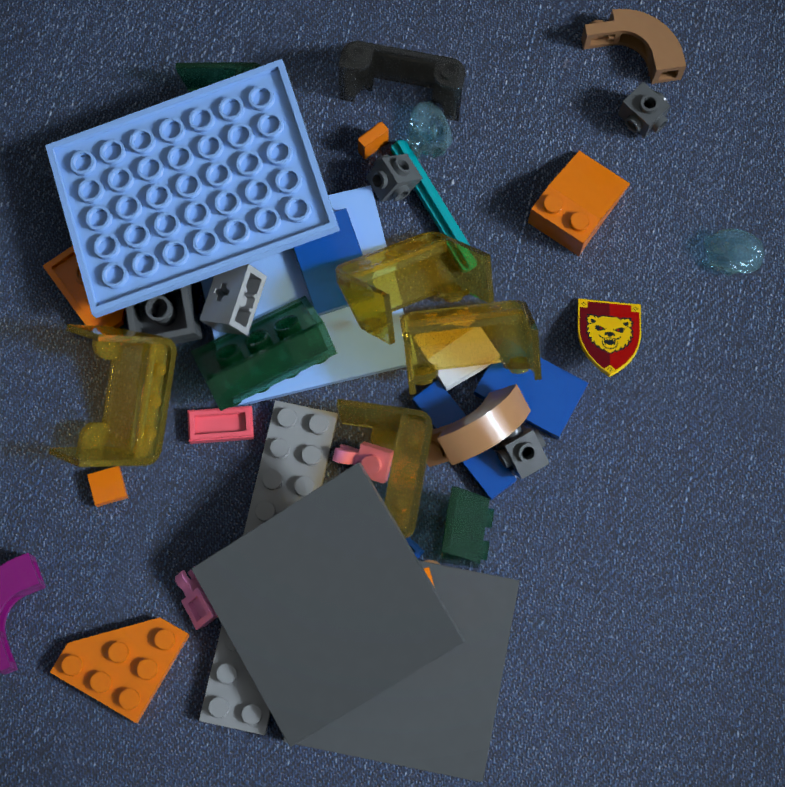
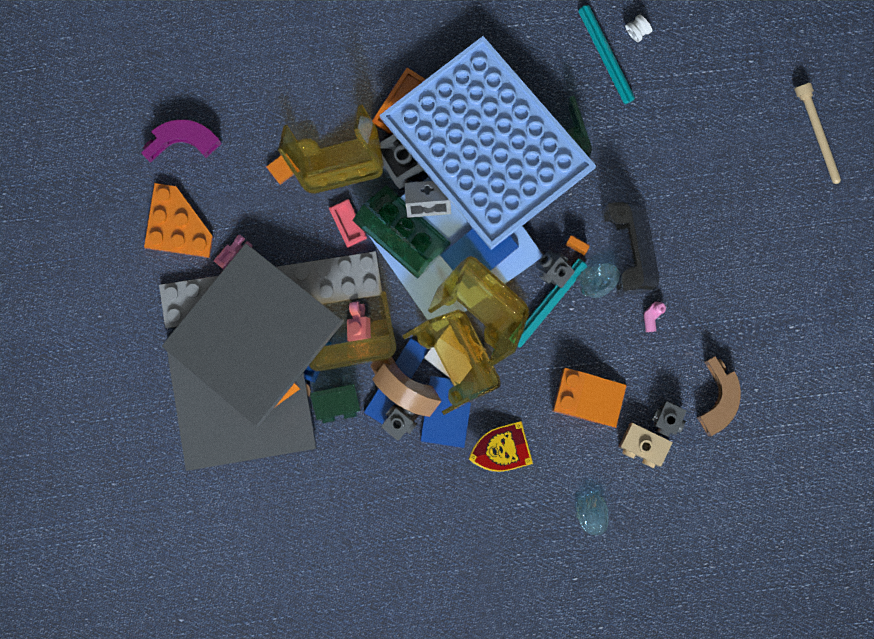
camera: 65 degrees right, 10 degrees up
(138, 17) = (606, 54): none -> teal axle
(498, 86) = (652, 314): none -> bright pink arm
(667, 153) = (645, 445): none -> tan brick

